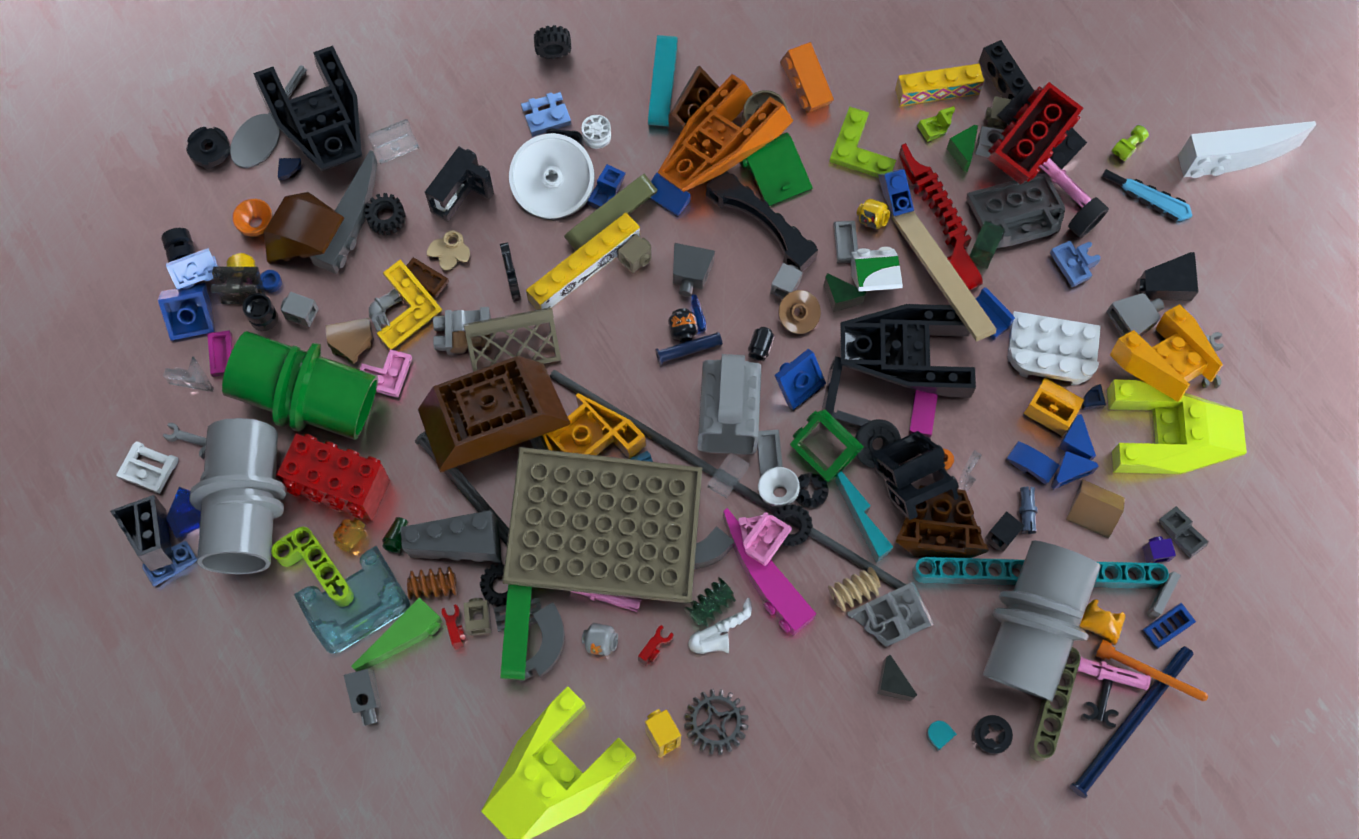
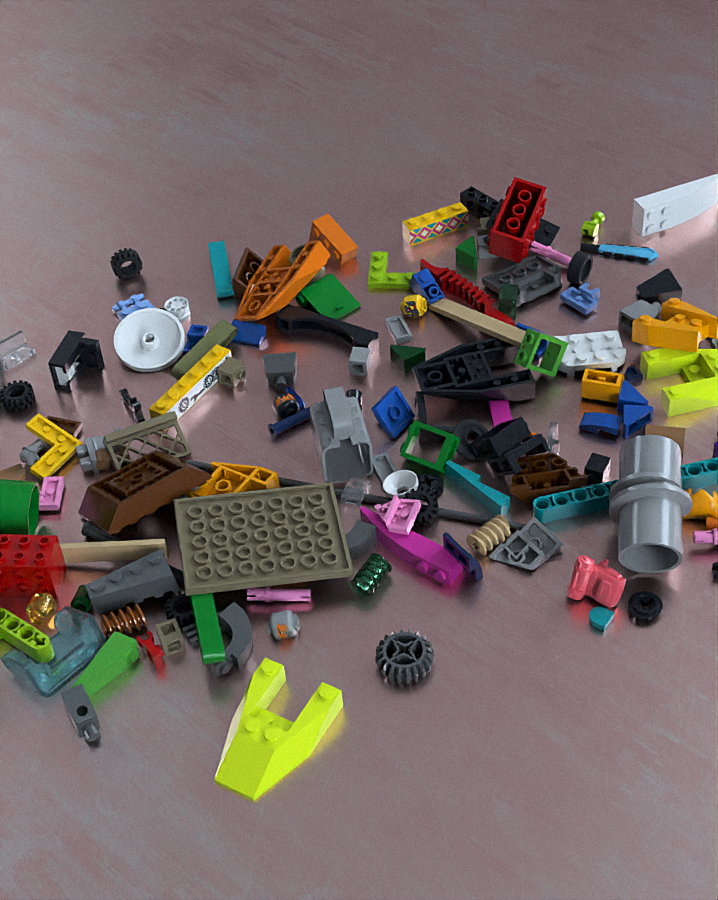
camera: 10 degrees left, 25 degrees down
(436, 484) = (112, 550): none -> tan tile
(449, 253) = (77, 406): tan plate -> none
(650, 651) = (330, 621): red plate -> none
(662, 732) = (360, 665): yellow brick -> none
(710, 638) = (385, 598): white piece -> none
(809, 311) = (379, 369): medium nougat dish -> none
(815, 613) = (468, 562): none -> dark blue slope
(876, 269) = (427, 333): white slope -> none
(894, 683) = (548, 590): pearl dark grey slope -> none
(937, 125) = (442, 249): lime slope -> none
(949, 693) = (596, 581): none -> coral piece
(1011, 348) = (552, 355): none -> bright green window
(1028, 510) = (609, 451): sand blue pin -> none
(1053, 715) = (688, 576): olive beam -> none

